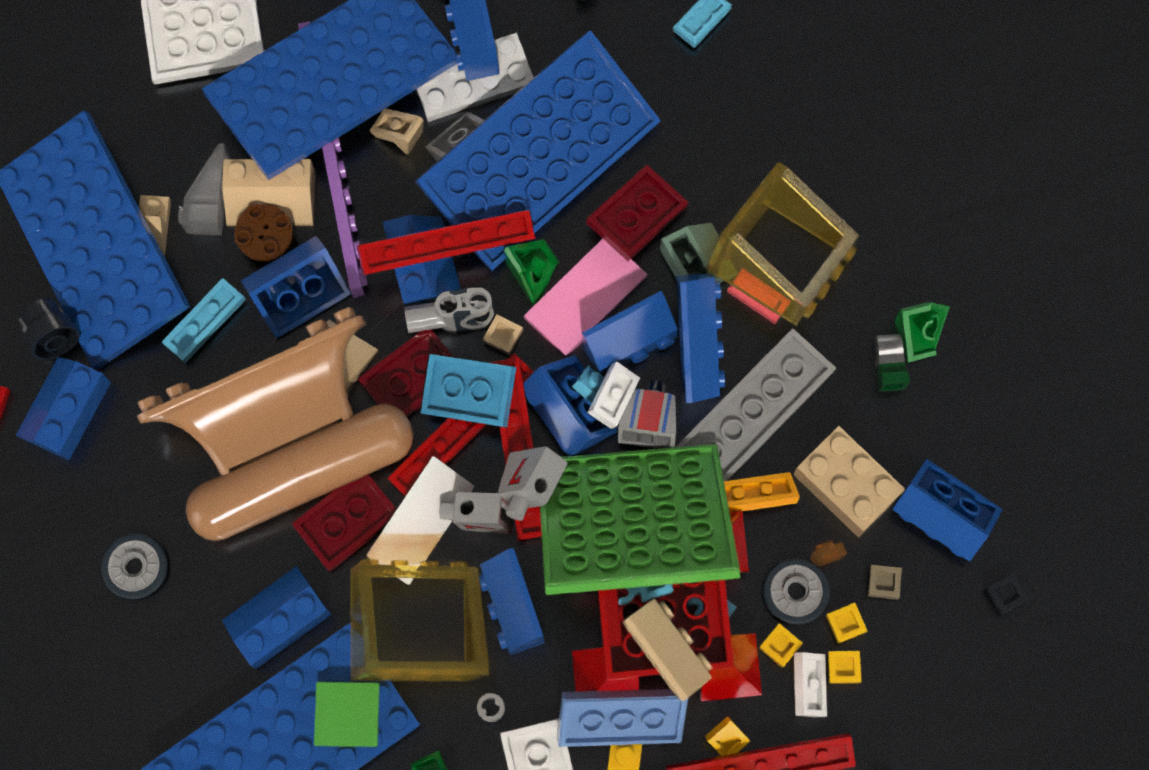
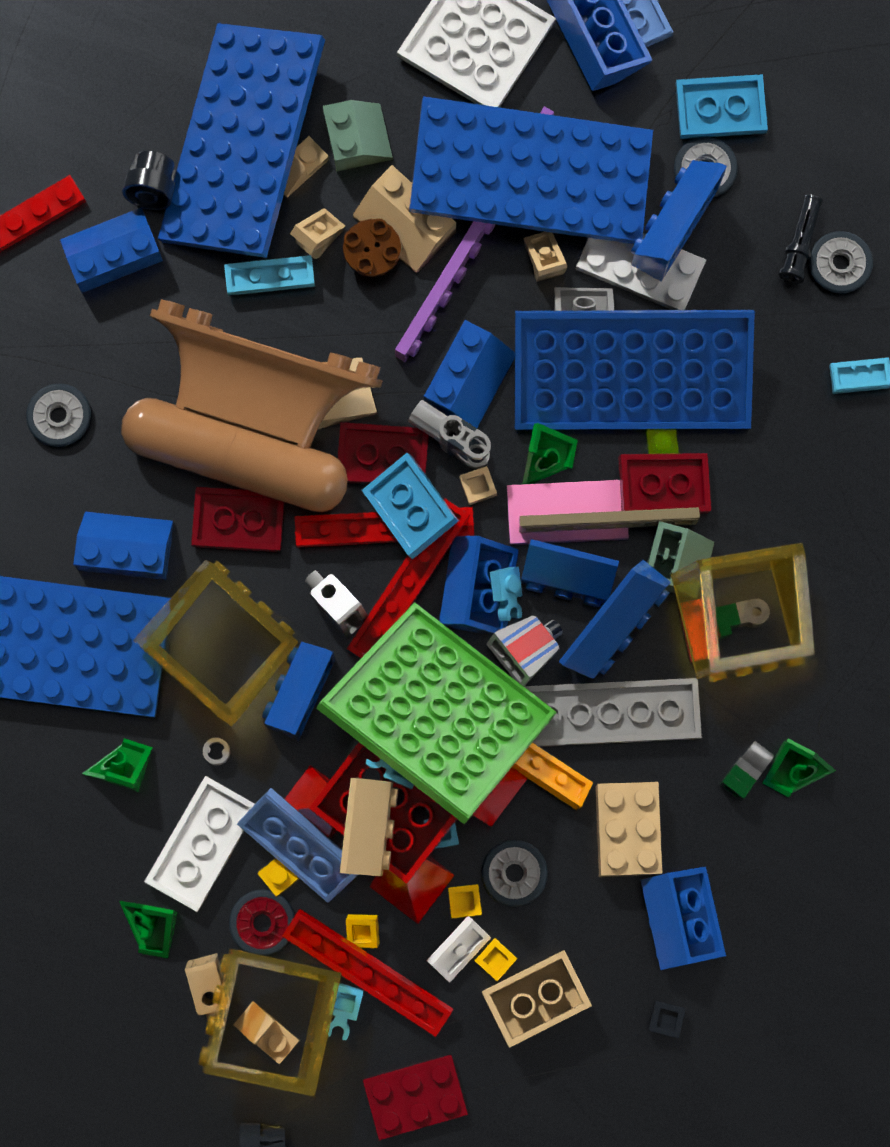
camera: 40 degrees right, 5 degrees up
(171, 162) = (356, 134): none -> sand green slope
(204, 201) = (350, 183): clear slope -> none
(211, 259) = (317, 232): none -> tan slope
(296, 287) = (359, 310): blue slope -> none
(347, 714) = (108, 662): bright green tile -> none
(417, 522) = (283, 569): white sticker -> none
(445, 242) = (496, 378): red plate -> none
(530, 479) = (390, 613): light grey torso -> none
(605, 186) = (662, 441): none -> clear neon green plate
(613, 395) = (513, 606): white plate -> none
(621, 273) = (608, 520): none -> dark tan tile
(784, 250) = (744, 613): none -> leg
(828, 553) = (563, 867): clear orange plate -> none
(846, 623) = (528, 930): yellow plate -> none
(884, 582) = (584, 926): dark tan plate -> none
(902, 667) = (536, 998): none -> tan brick

